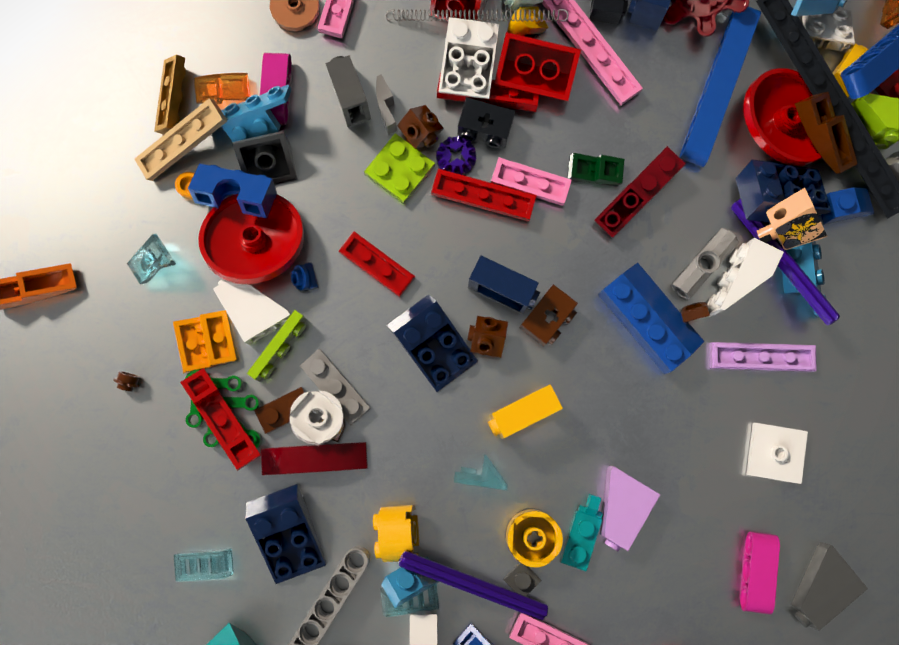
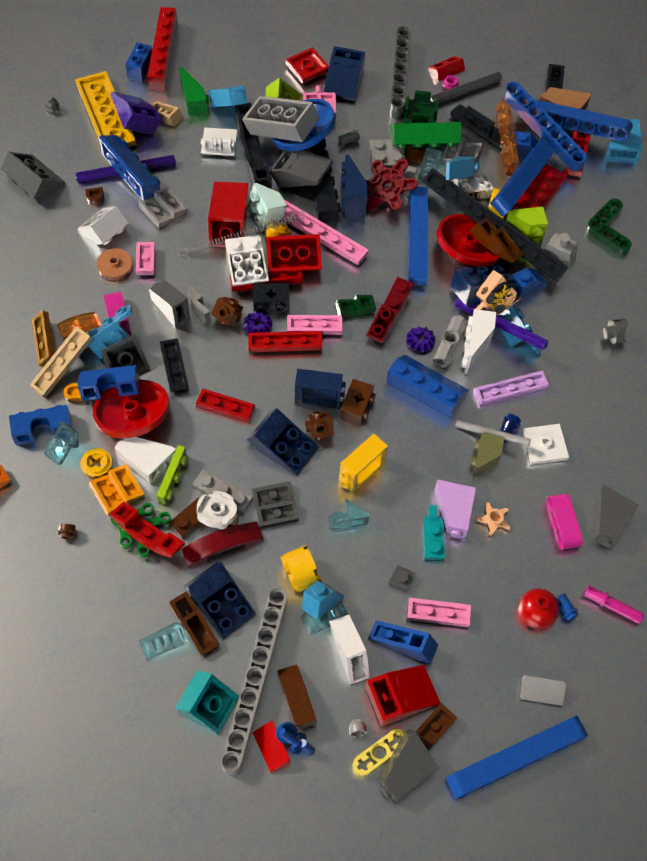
camera: 20 degrees left, 20 degrees down
(111, 218) = (24, 424): none -> blue arch
(177, 294) = (96, 454): none -> yellow gear
(244, 557) = (193, 623): none -> reddish brown slope
(304, 277) = (176, 427): blue plate -> none
(327, 185) = (174, 365): none -> black plate
(395, 425) = (275, 504): none -> dark grey slope
(399, 168) = (221, 342): lime plate -> none
(473, 585) = (367, 584): dark purple axle -> none
(544, 549) = (404, 551): yellow brick -> none
(655, 246) = (426, 343): none -> dark purple gear
(669, 537) = (494, 518): none -> light nougat animal
(695, 311) = (455, 370): reddish brown tile -> none
(695, 444) = (488, 453): none -> olive slope
(713, 420) = (480, 429): none -> light grey bar
(737, 415) = (510, 424): none -> clear blue cone

